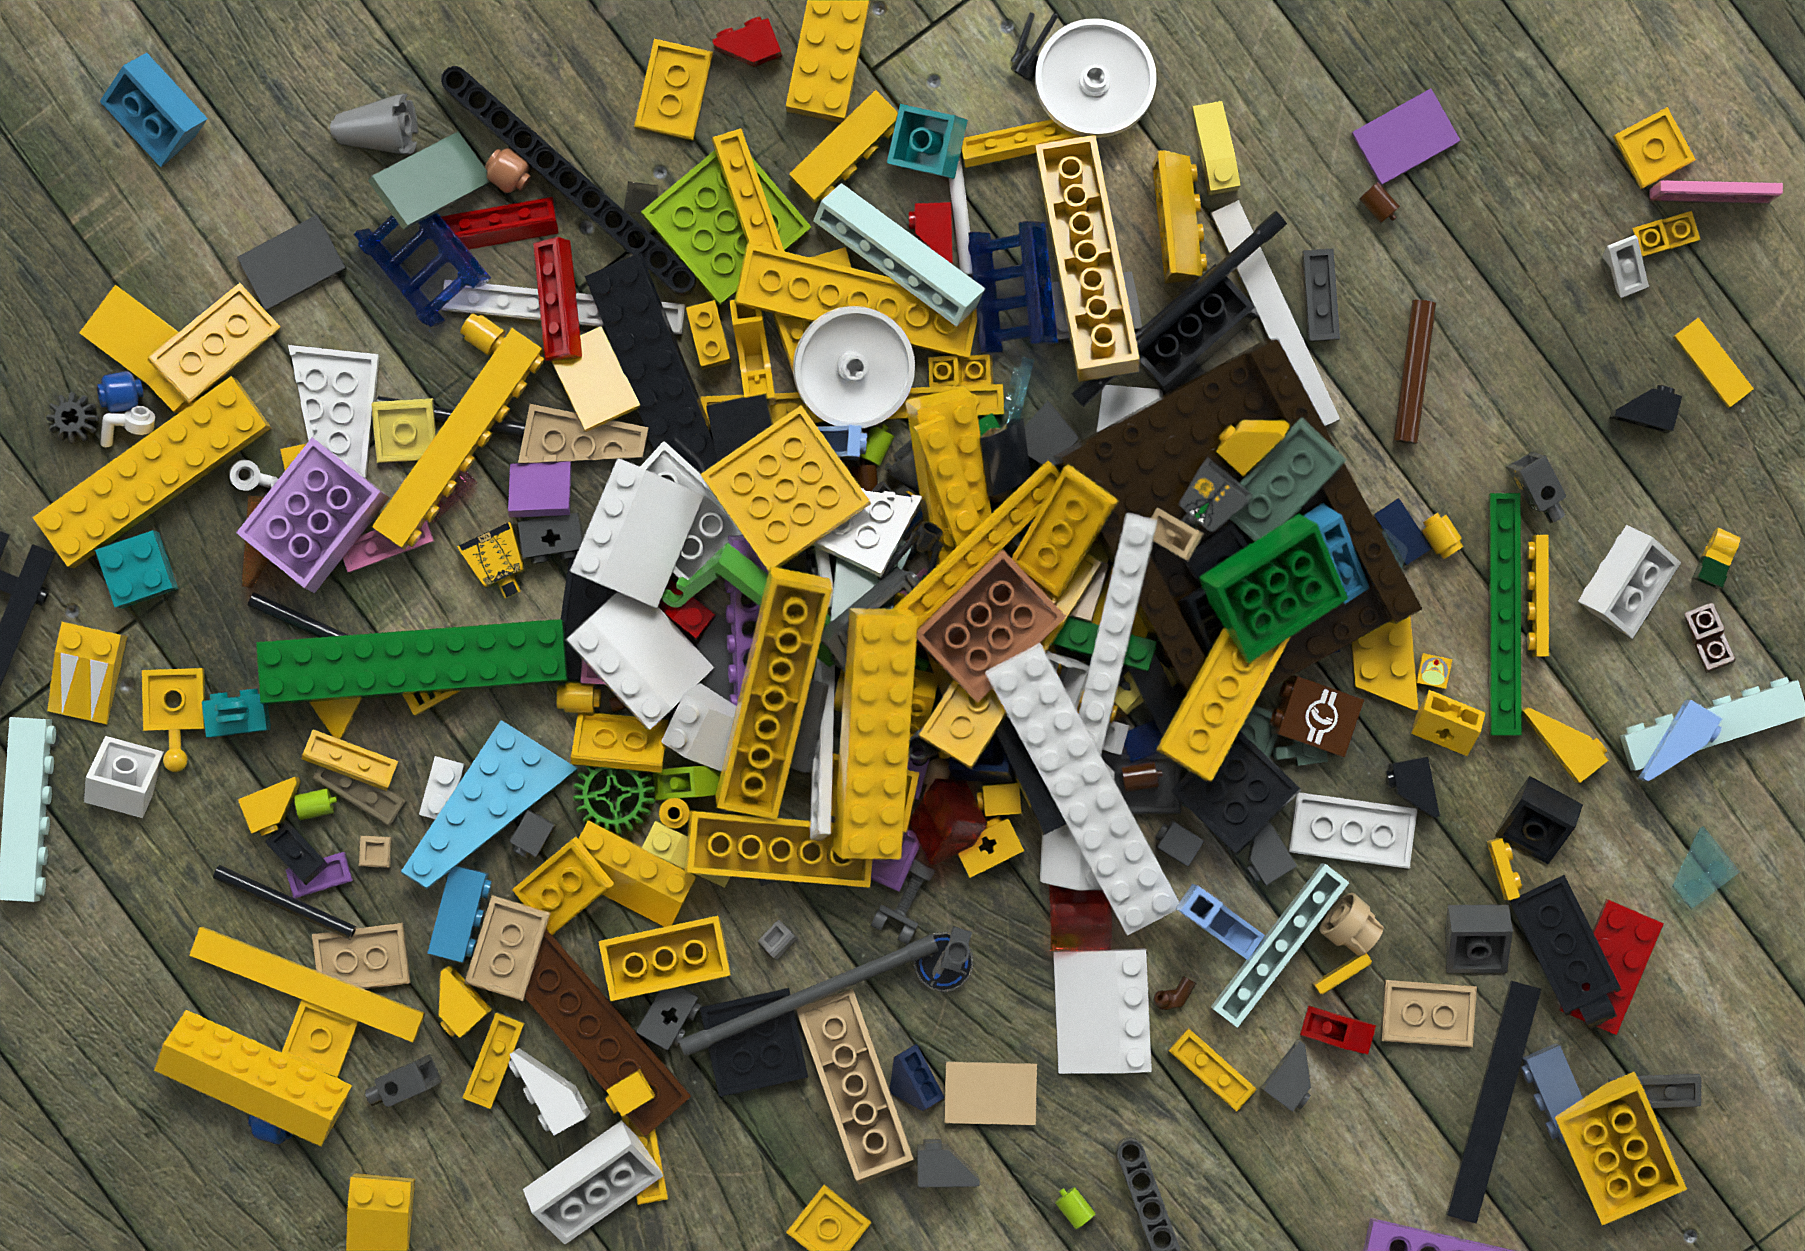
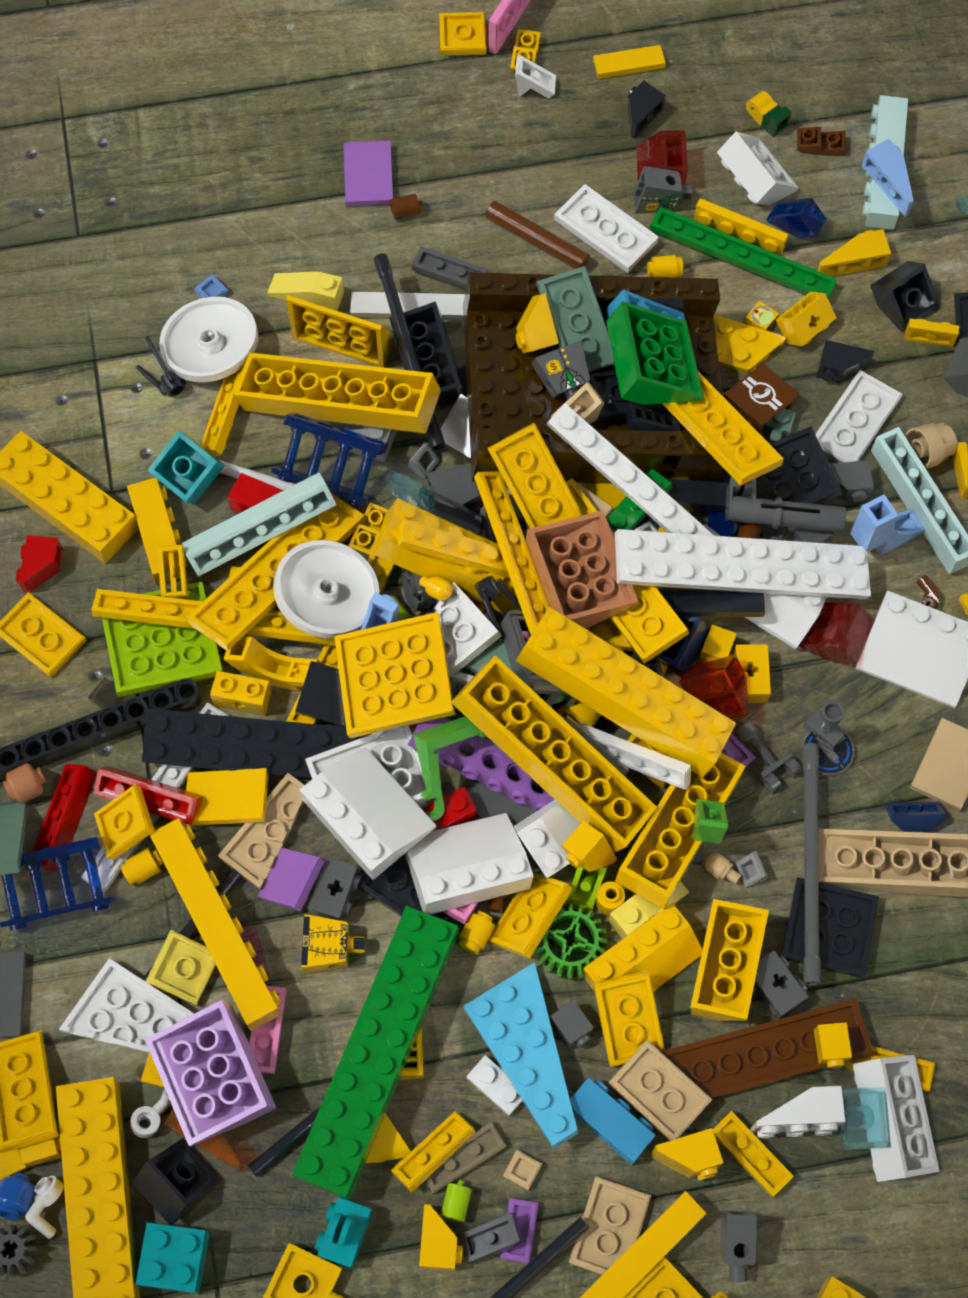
camera: 60 degrees left, 20 degrees down
(205, 534) = (176, 1181): none -> black slope
(514, 294) = (124, 822): none -> yellow tile
(572, 1151) = (865, 1118): none -> clear light blue slope
(699, 771) = (588, 848): none -> yellow slope
(764, 907) = (721, 868): none -> tan cylinder
(788, 877) = (709, 821): none -> bright green slope
(821, 179) = (174, 594): none -> yellow tile
(905, 483) = (437, 587): none -> yellow cylinder
(1065, 385) = (423, 461): none -> light grey slope
(1165, 42) = (211, 288): none -> medium blue tile
(1196, 852) = (778, 512): none -> dark grey piece
(1463, 444) = (606, 228): none -> white plate
(1583, 655) = (798, 217): none -> clear blue slope
(1585, 466) = (664, 151): none -> clear red slope

